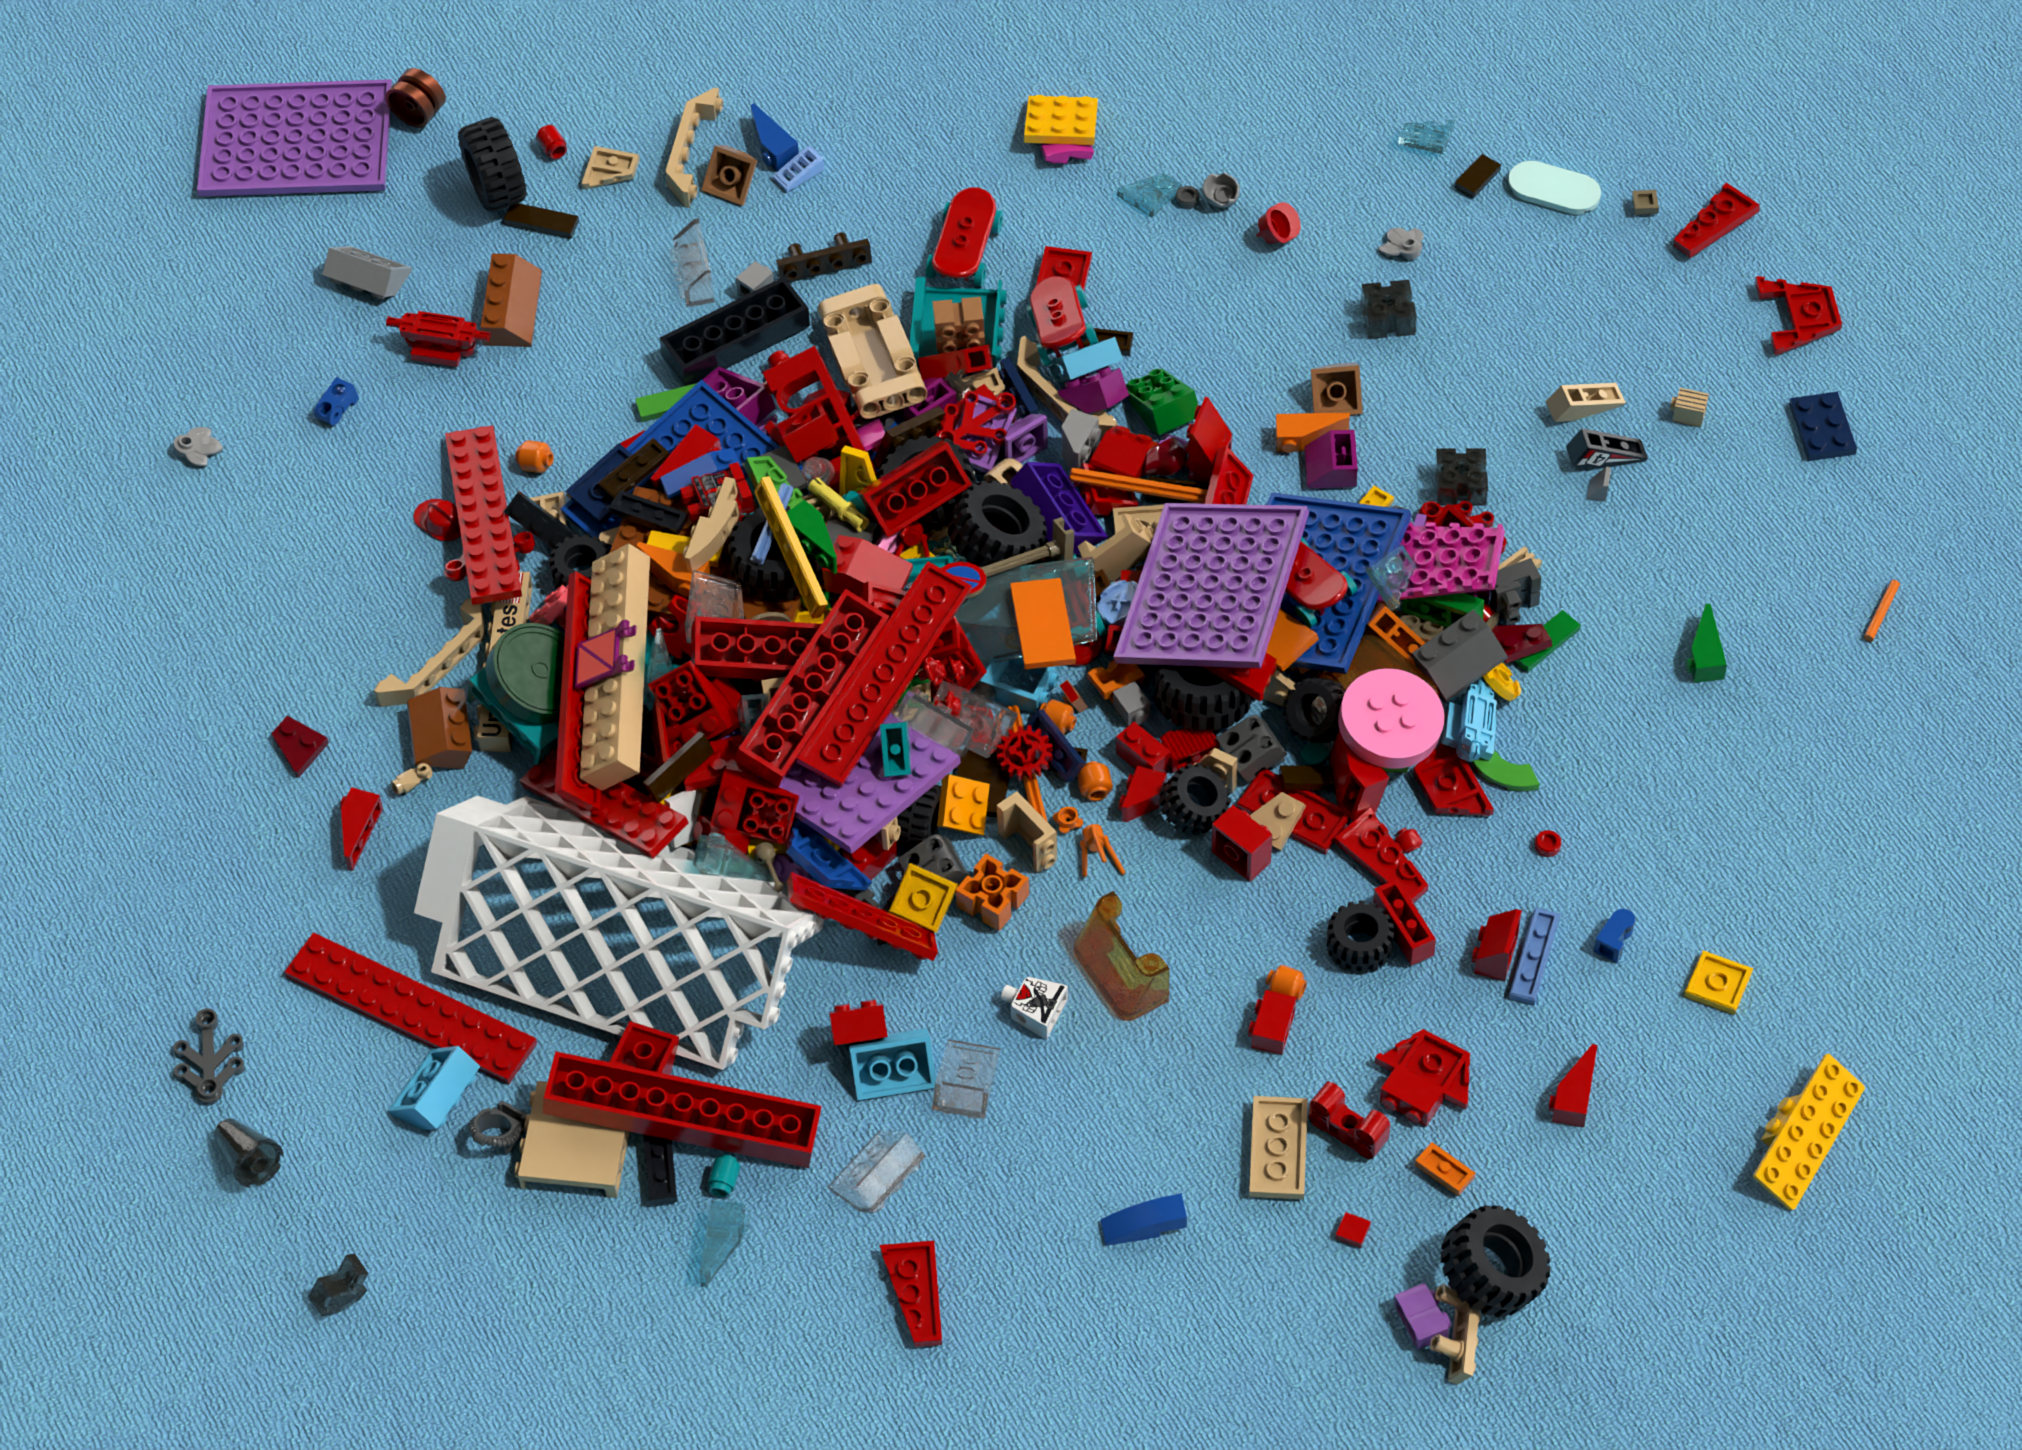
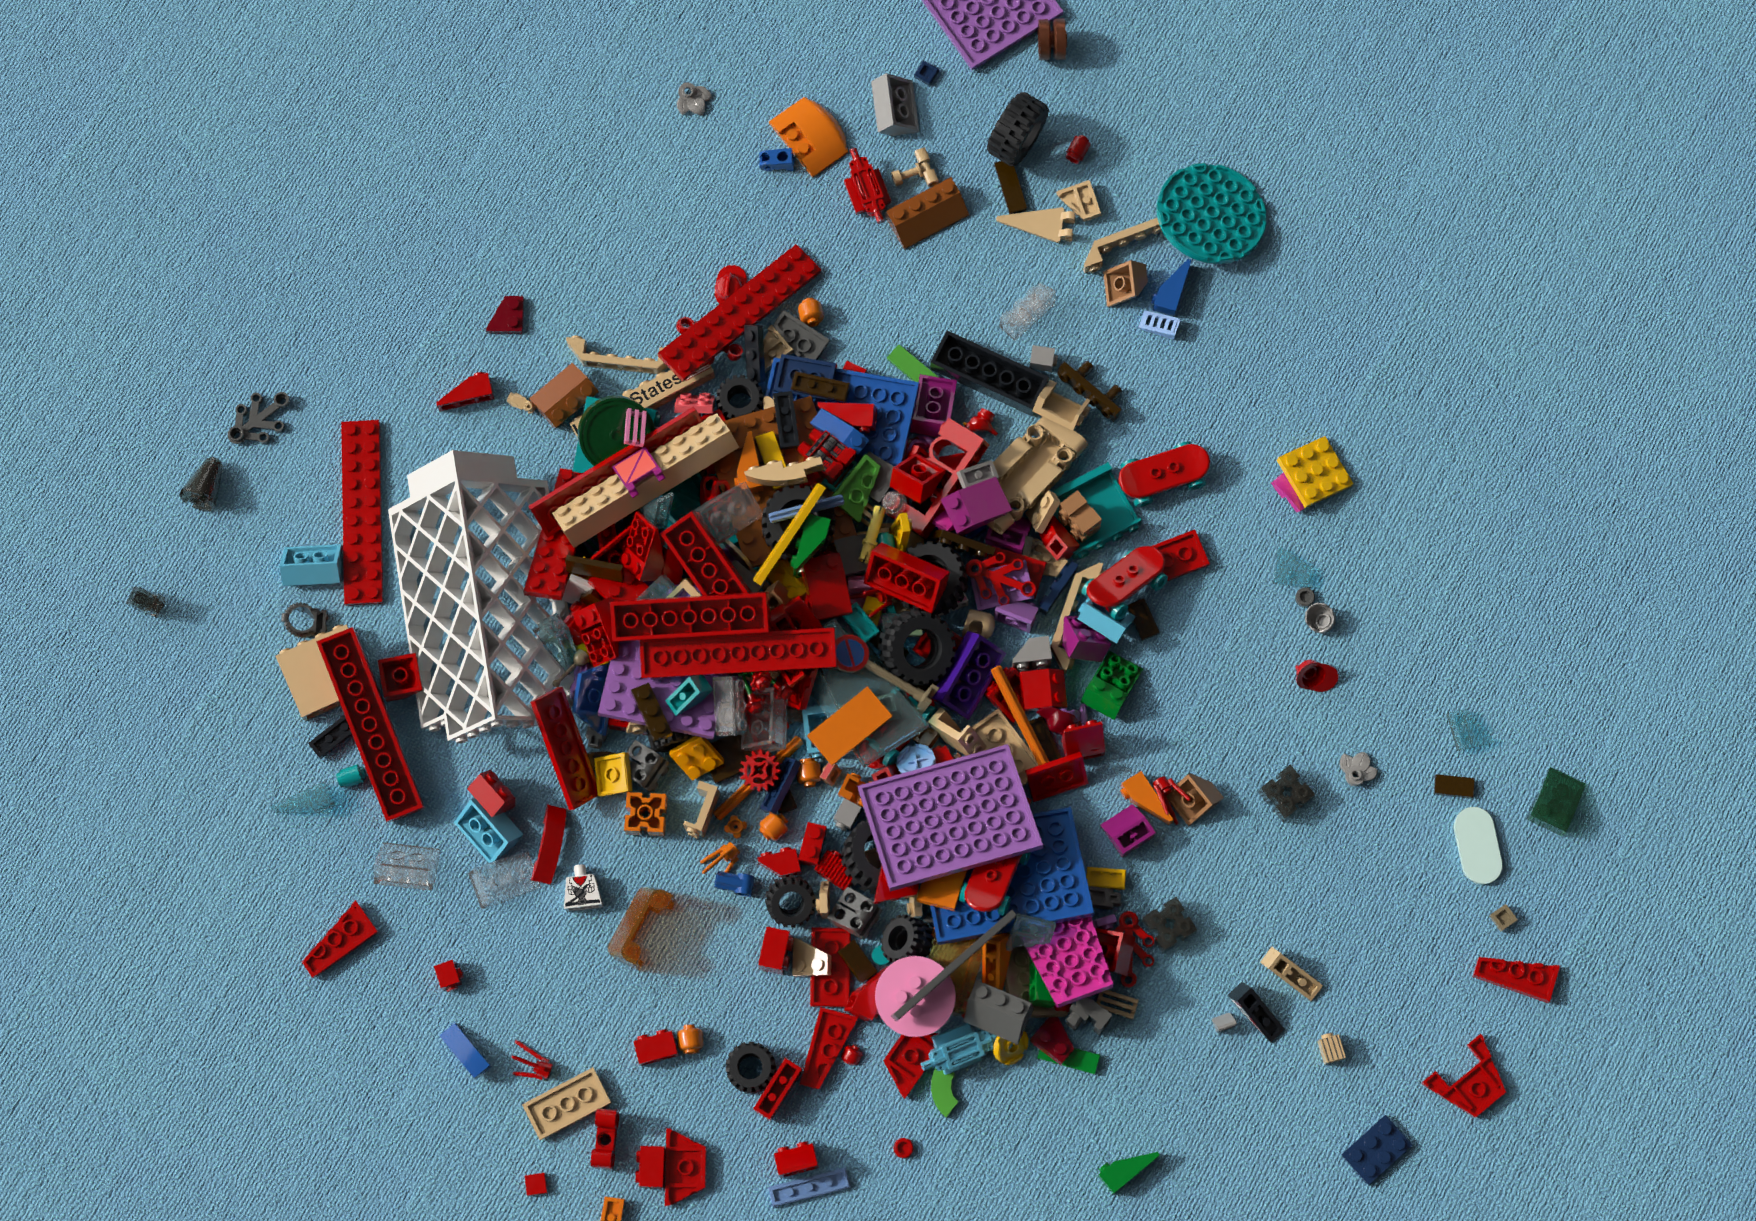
camera: 60 degrees right, 20 degrees up
(322, 356) = (811, 134): none -> orange slope
(353, 229) = (926, 73): none -> dark blue tile
(456, 284) = (922, 169): none -> tan bar
(550, 478) = (800, 337): none -> dark grey wing
(550, 637) = (636, 414): none -> bright pink tile
(606, 211) = (1042, 223): none -> tan flag
(717, 65) = (1211, 213): none -> teal tile
(843, 282) = (1060, 408): none -> tan panel
(848, 375) = (977, 474): none -> light grey plate
(881, 393) = (976, 505): none -> magenta slope
(889, 793) = (651, 712): none -> dark brown plate
(929, 351) = (1043, 511): none -> tan wing
(962, 1007) = (550, 844): none -> red slope
(1041, 1193) = (449, 975): none -> red brick
(1136, 846) = (739, 884): none -> blue piece
(1217, 1152) = (541, 1067): none -> red plant
(1309, 405) = (1163, 788): none -> red plant
(1385, 654) = (953, 966): none -> dark grey tile
(1555, 104) = (1556, 802): none -> clear green slope

